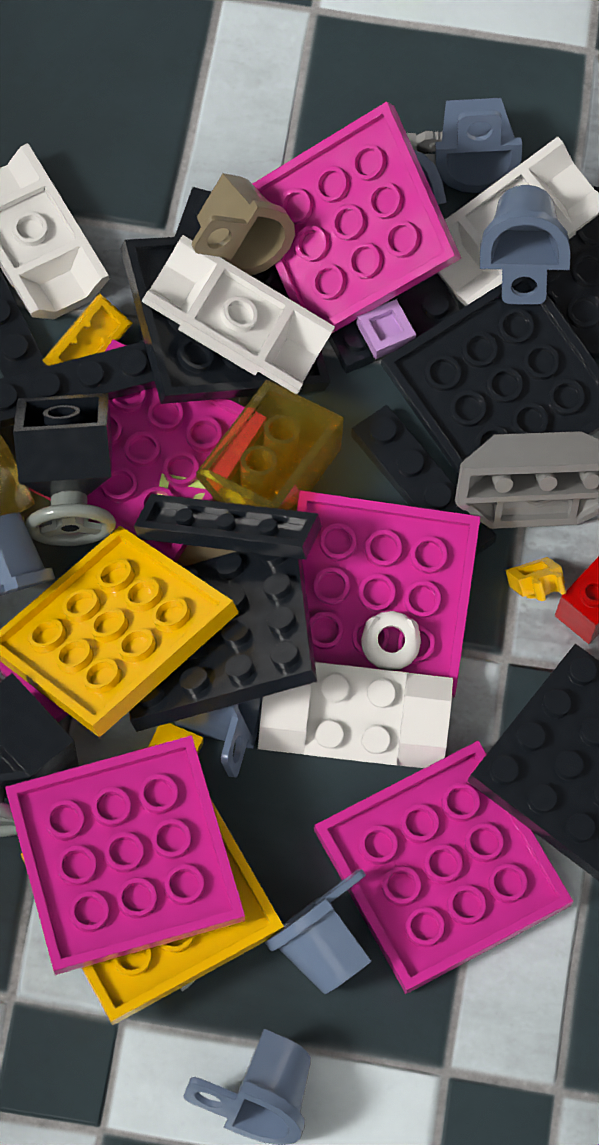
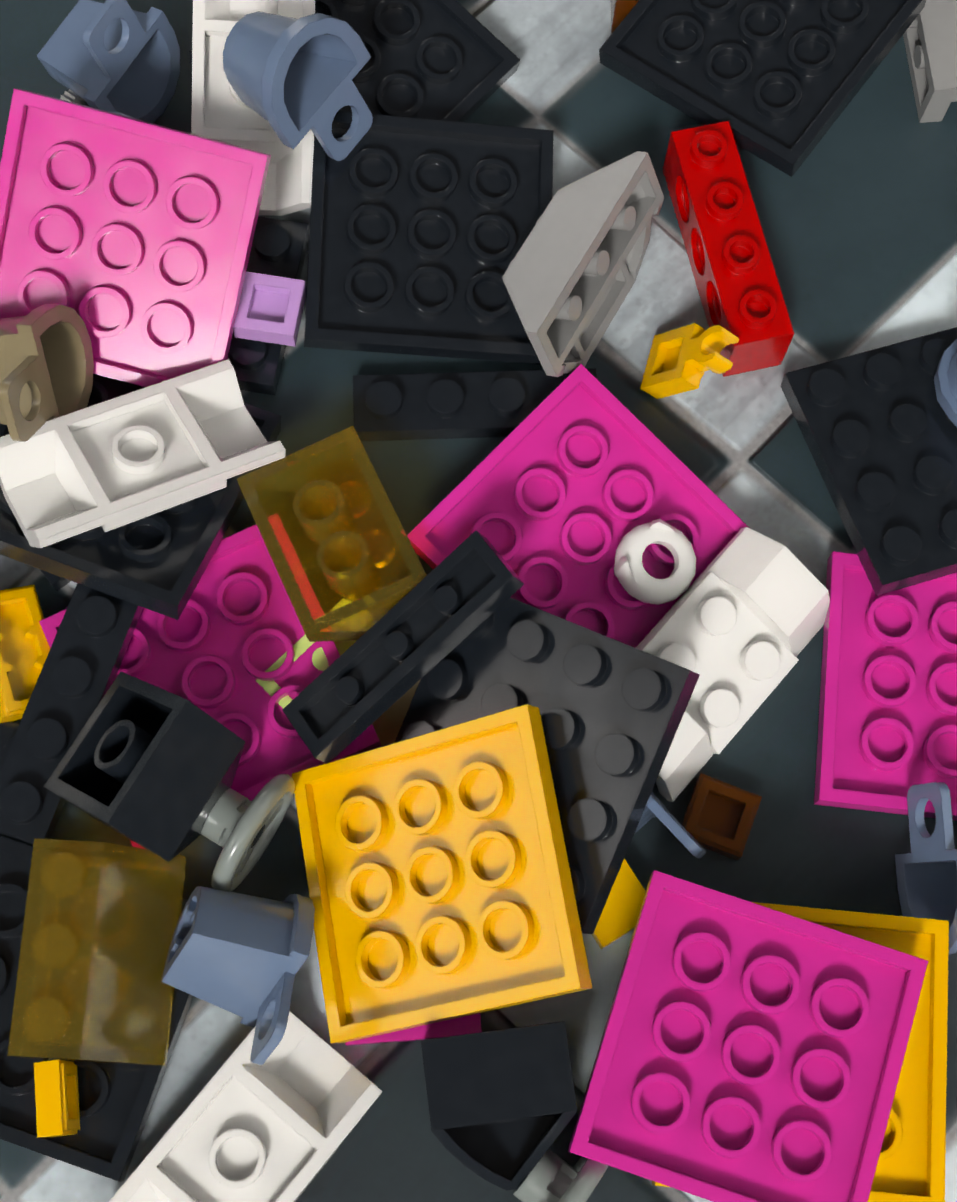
camera: 55 degrees left, 5 degrees up
(267, 780) = (720, 816): none -> reddish brown tile

